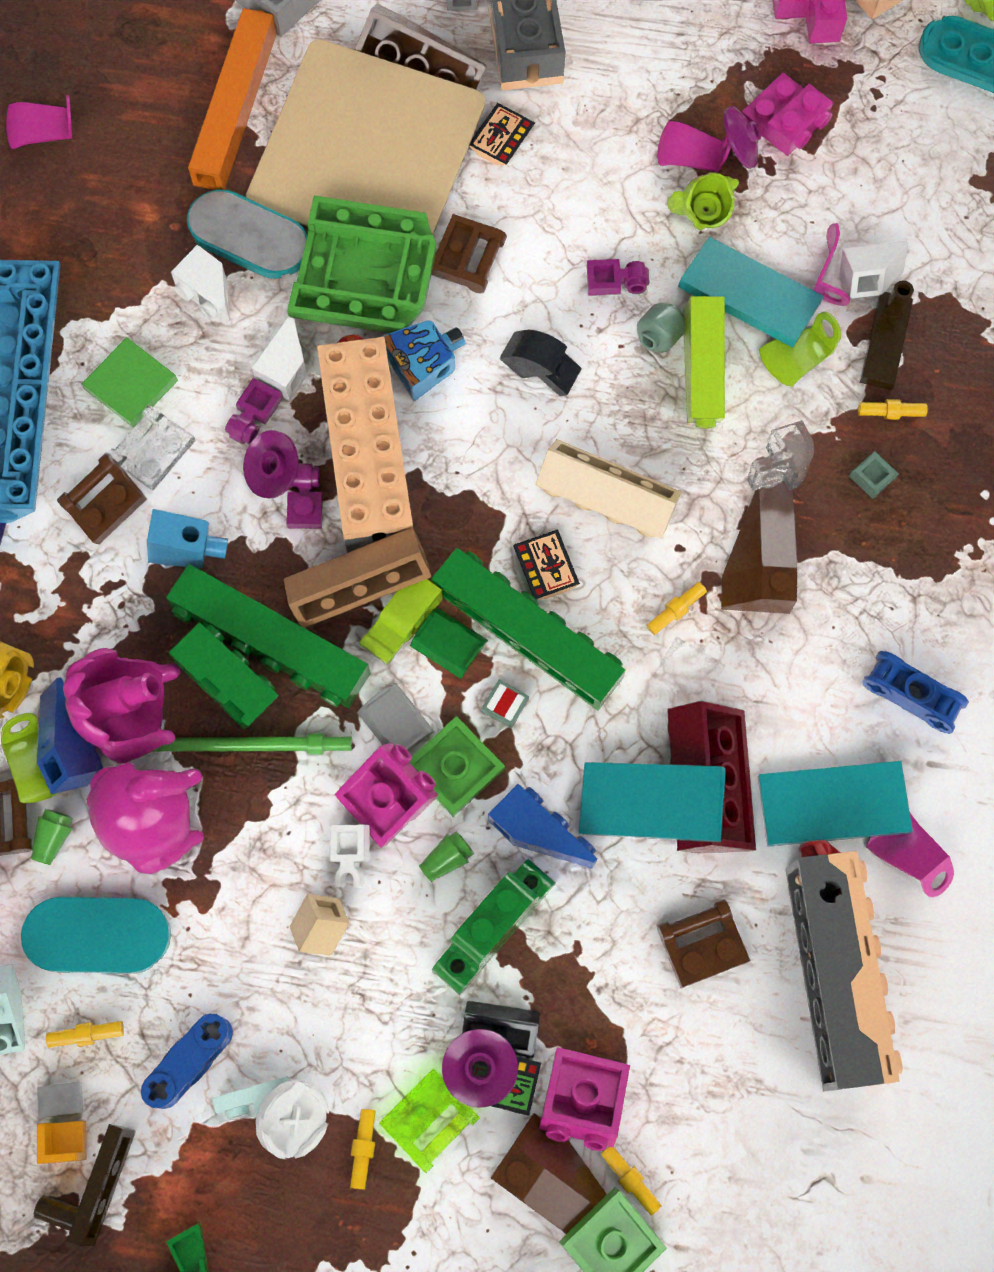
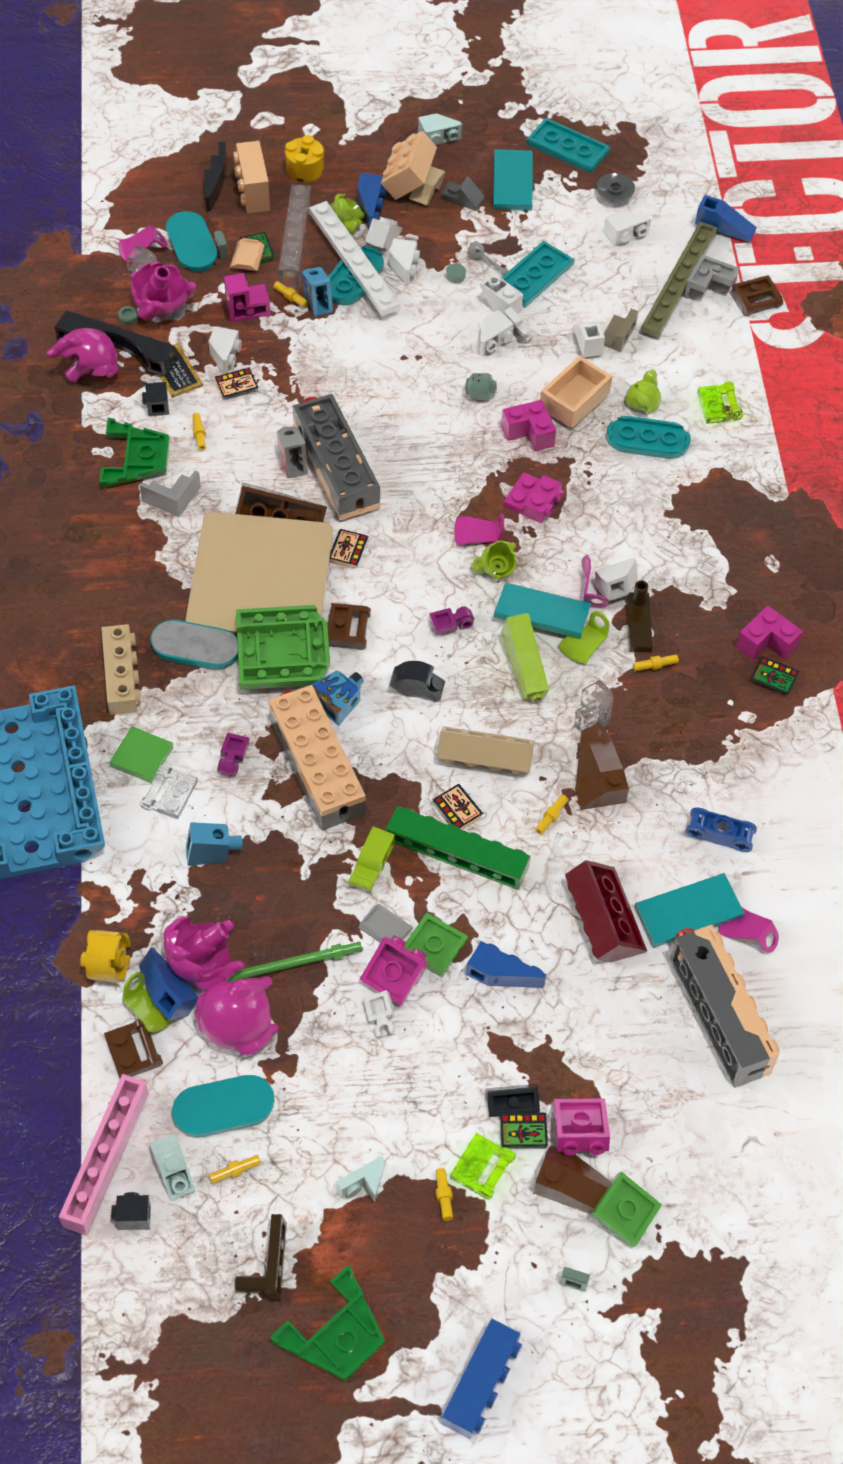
camera: 15 degrees left, 15 degrees down
(37, 123) = (29, 604): dark pink piece -> none
(50, 835) = (174, 1048): bright green cone -> none
(60, 1099) = (229, 1215): flat silver piece -> none
(61, 1142) = (241, 1239): light orange panel -> none
(109, 506) = (152, 834): reddish brown plate -> none
(133, 248) = (119, 669): none -> tan brick
(186, 1061) = (310, 1167): blue piece -> none
(204, 281) = (175, 680): white slope -> none
(223, 674) = (266, 919): green wedge -> none
(232, 100) = (160, 562): orange brick -> none
(269, 636) = (285, 891): green brick -> none
(270, 464) = (247, 783): magenta dish -> none
(282, 361) = (244, 718): white slope -> none
(292, 1119) = (392, 1183): white tile -> none
(305, 506) = (284, 806): magenta plate -> none
(319, 924) = (373, 1062): tan panel -> none
(356, 578) = (336, 838): medium nougat brick -> none
(446, 856) = (446, 1000): bright green cone -> none
(448, 642) = (406, 870): green piece -> none
(475, 1047) = (511, 1110): magenta dish -> none
(492, 925) = (488, 1034): green brick -> none
(505, 704) = (456, 898): tile -> none
(631, 1180) = (627, 1168): yellow bar -> none
(652, 801) = (571, 930): teal tile -> none
(661, 326) = (490, 644): sand green head -> none
(706, 956) = (636, 1021): reddish brown plate -> none
(742, 136) = (509, 515): magenta dish -> none
(873, 475) = (655, 705): sand green tile -> none

